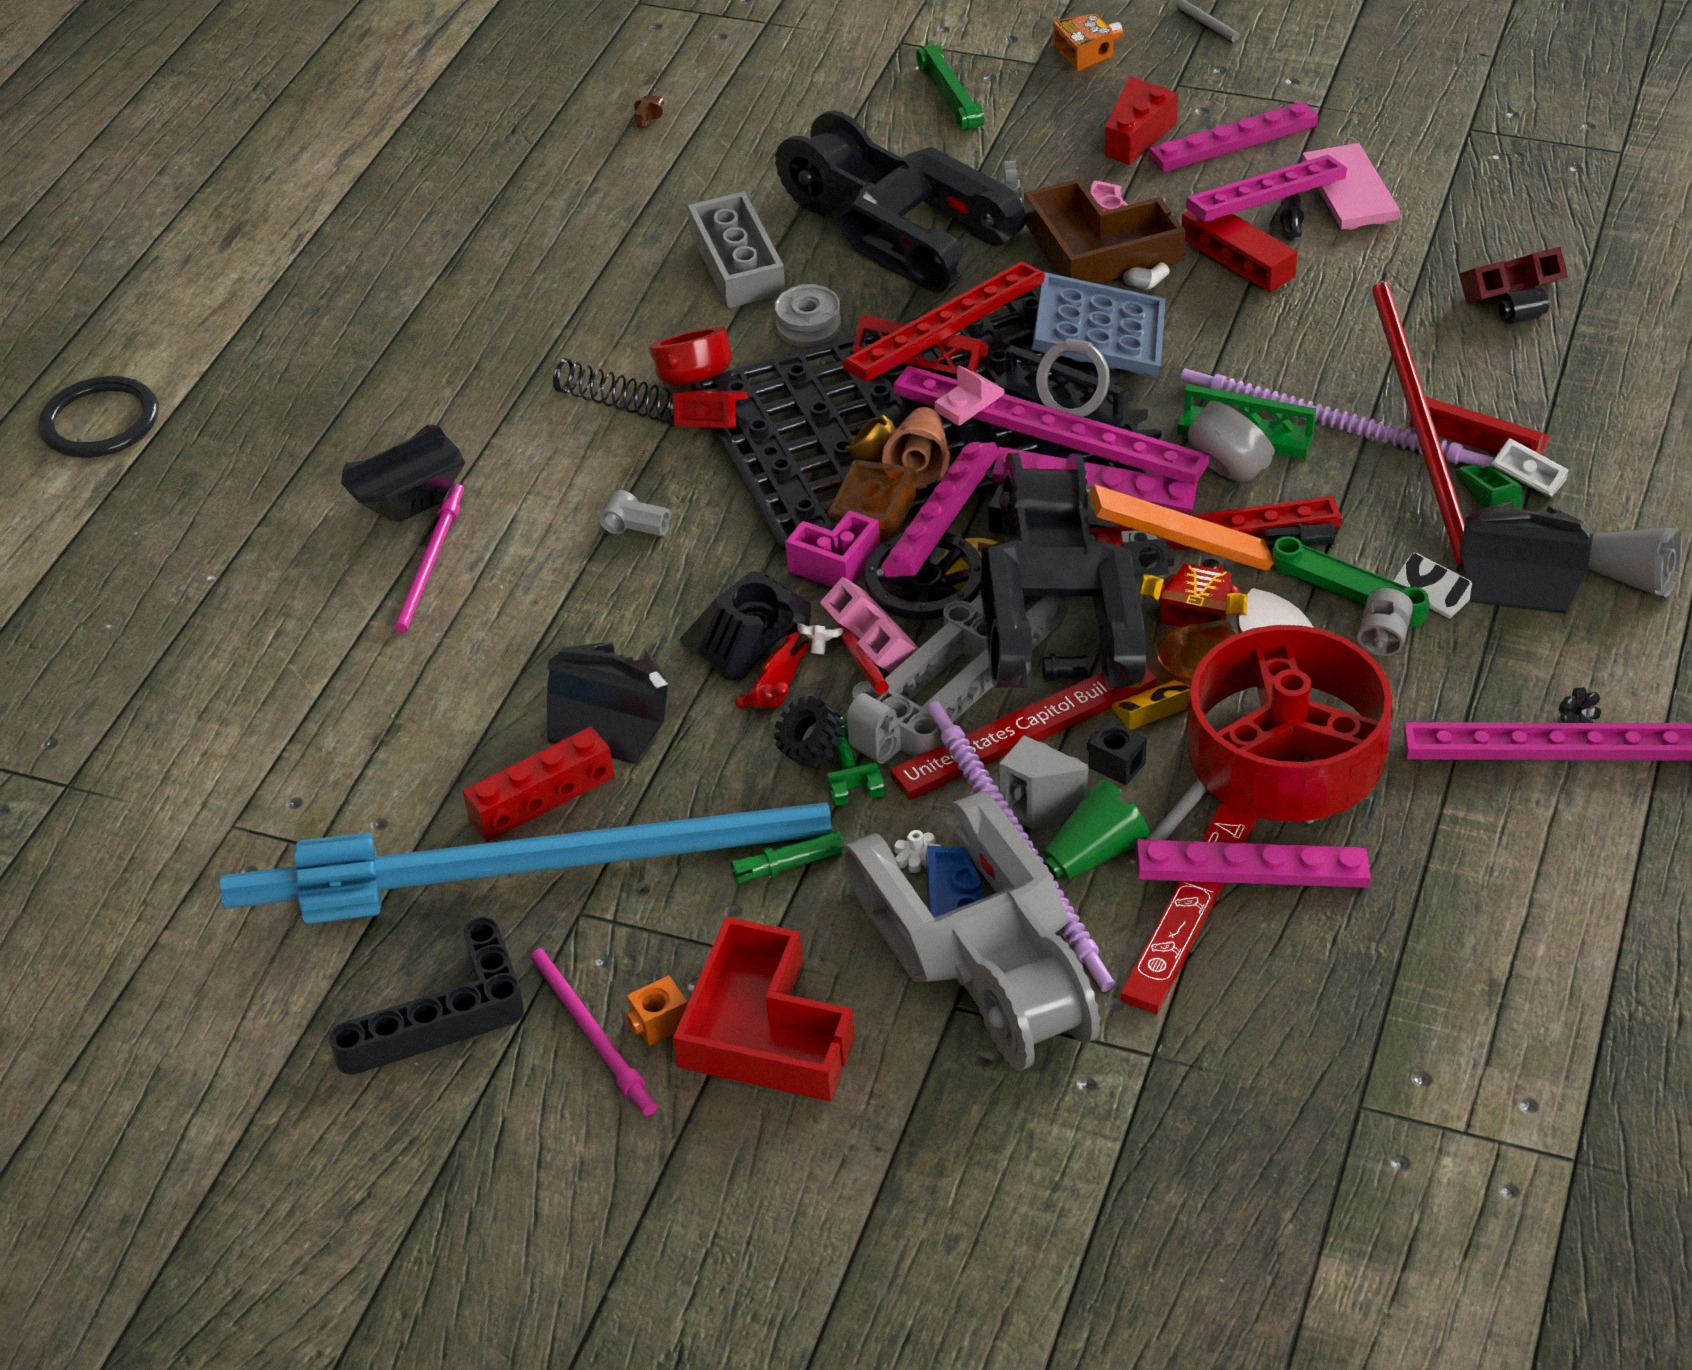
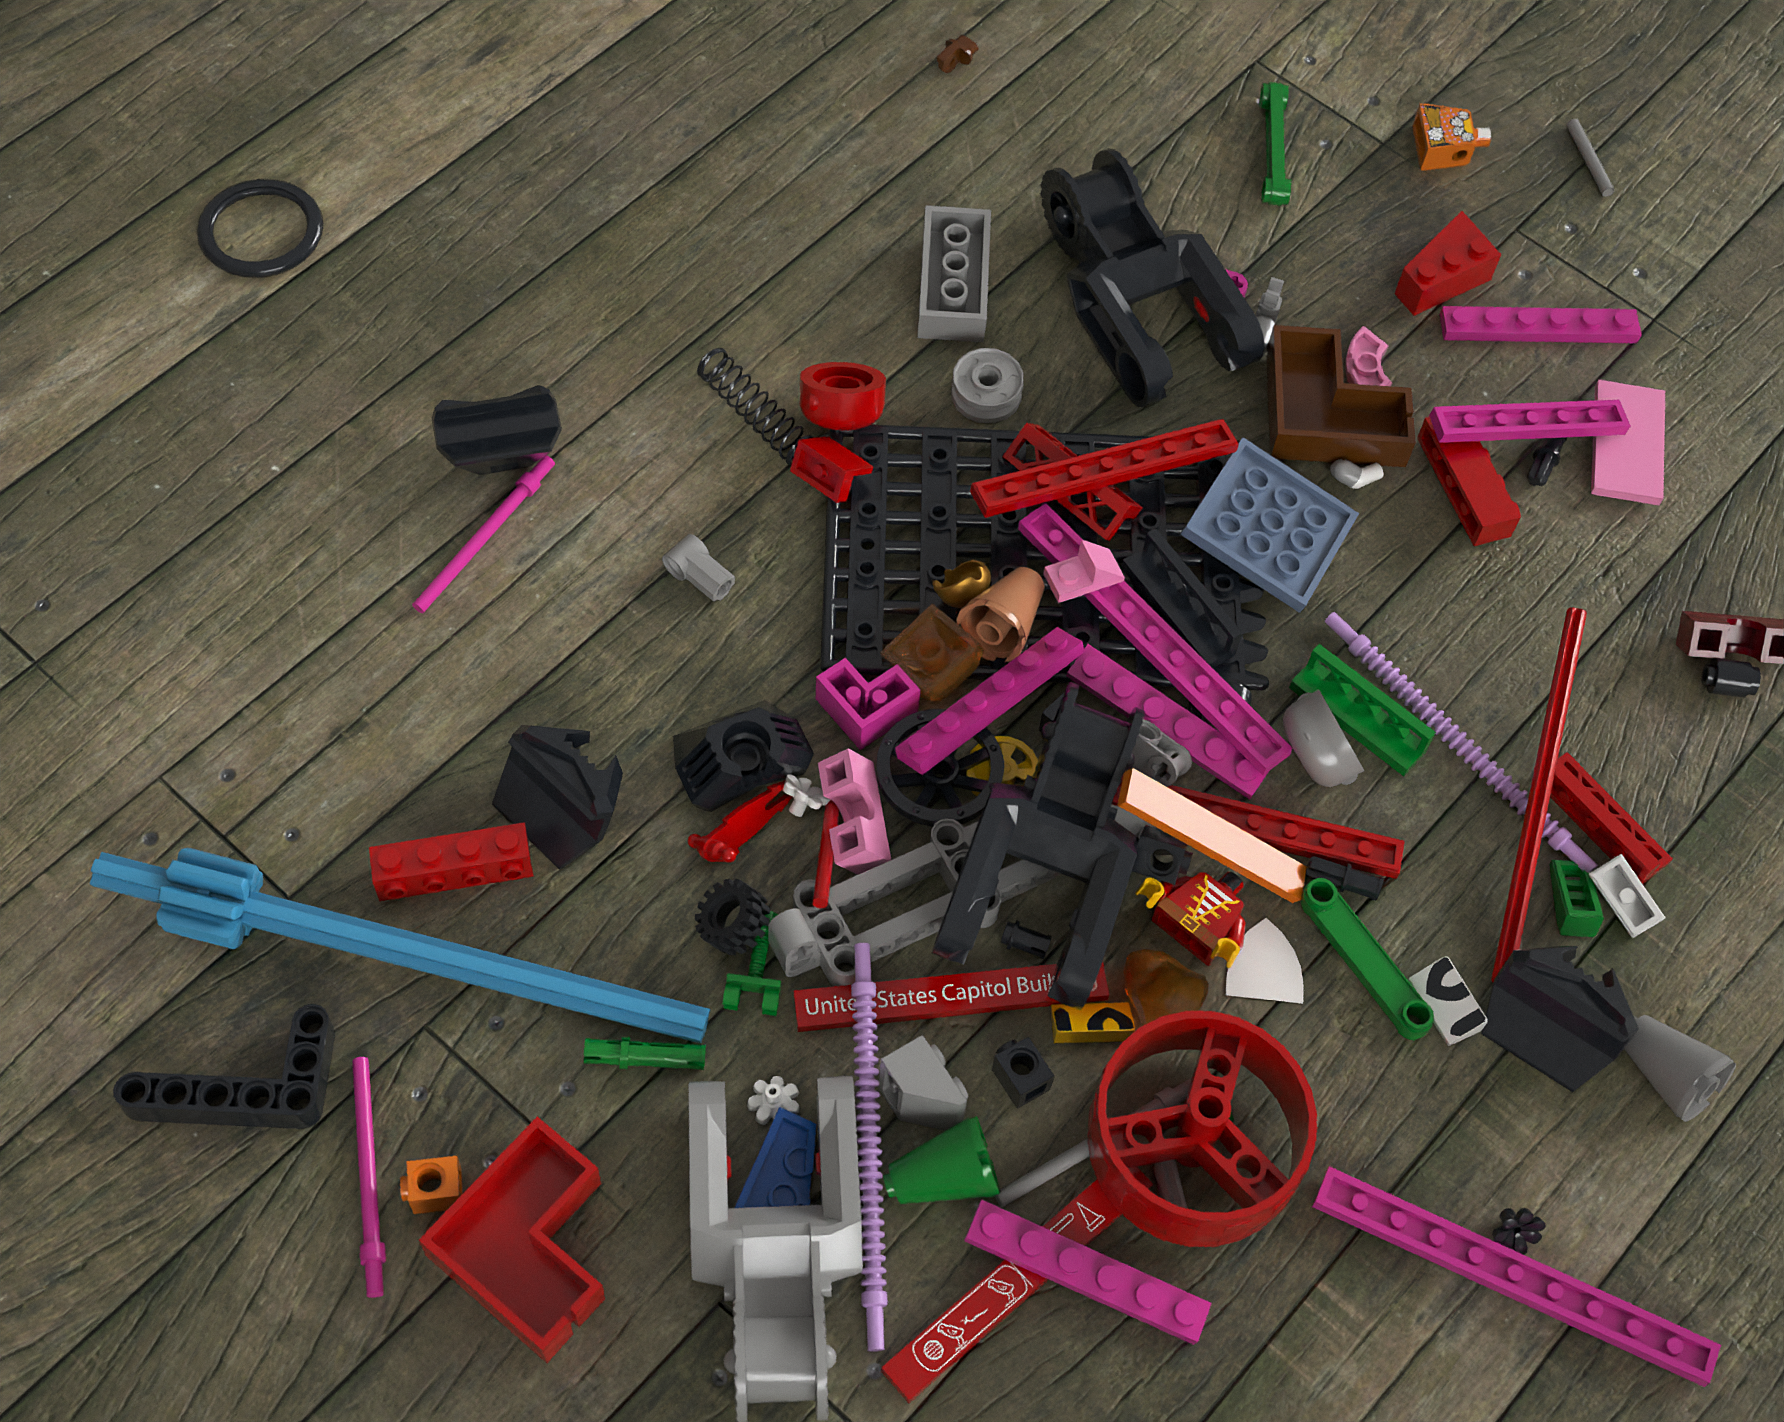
camera: 15 degrees right, 15 degrees up
(1079, 347) = (1226, 589): light grey piece -> none
(1385, 622) = (1374, 1029): light grey wheel -> none

